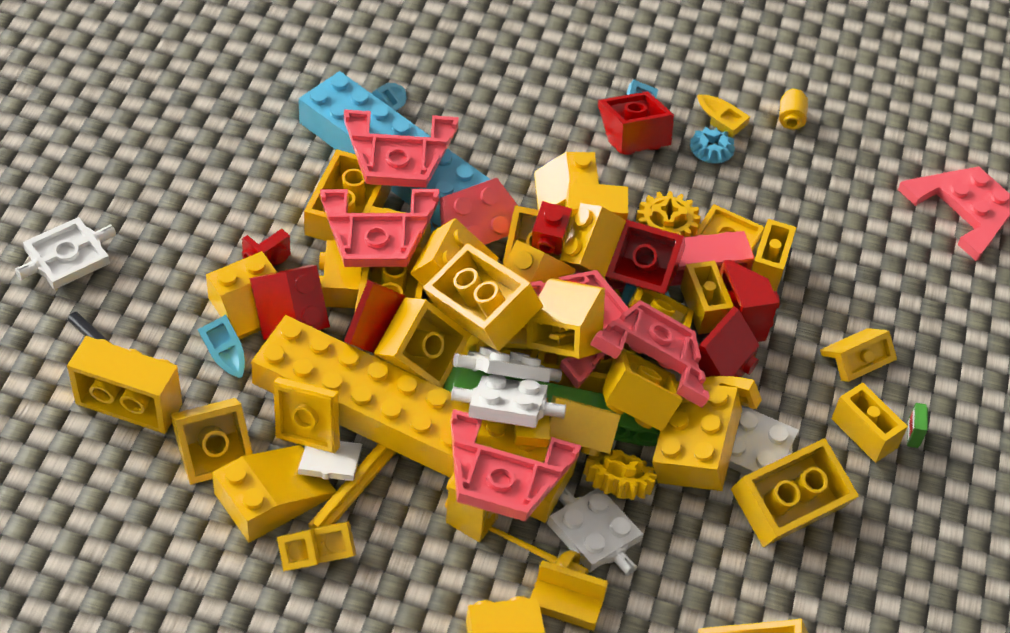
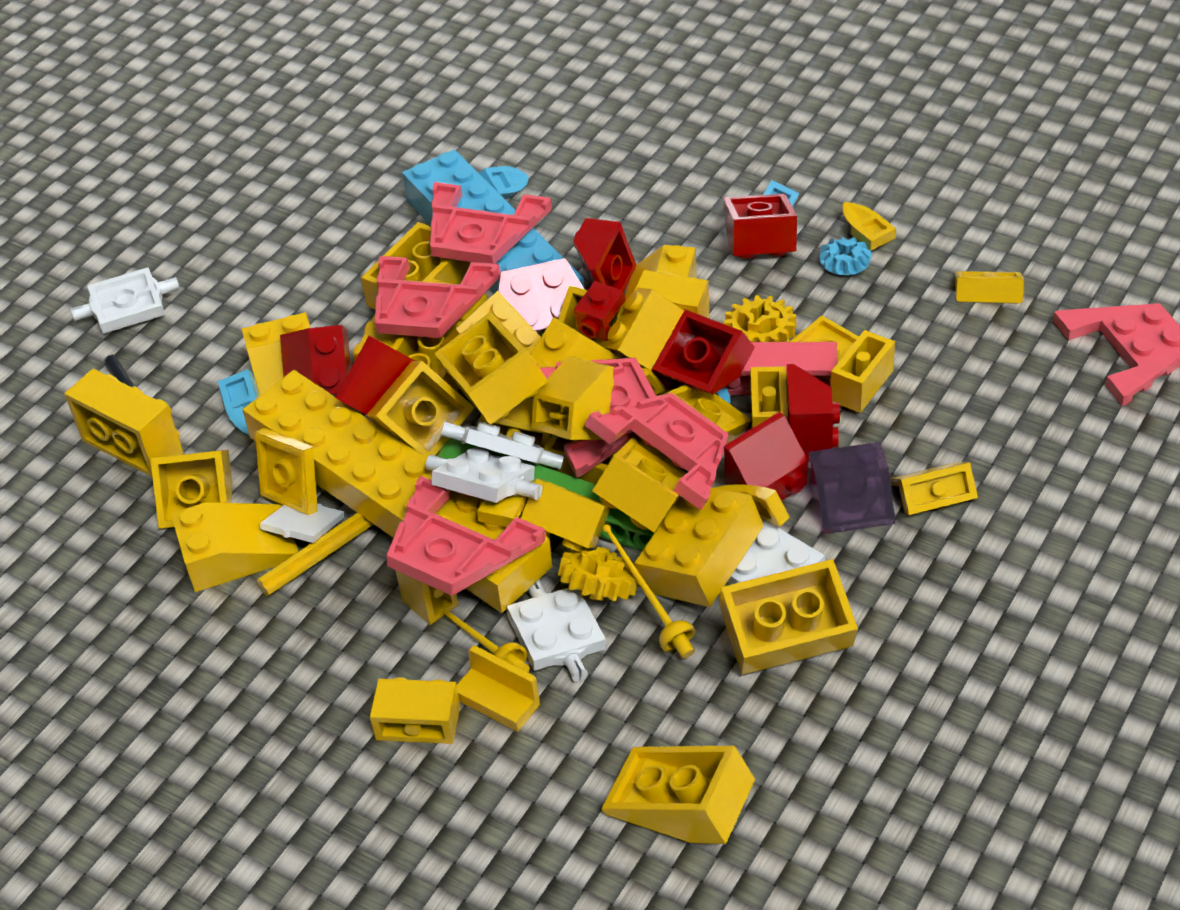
camera: 25 degrees right, 5 degrees down
(274, 247) = (323, 313): red bracket -> none
(316, 546) = (254, 601): yellow slope -> none
(517, 167) = (605, 252): none -> red slope
(700, 518) = (675, 633): none -> yellow sword
(793, 109) = (952, 226): yellow brick -> none
(797, 364) = (851, 487): none -> clear purple slope
(839, 162) = (989, 287): none -> yellow slope
(869, 422) = (910, 557): yellow brick -> none
(917, 425) = (972, 569): bright green tile -> none

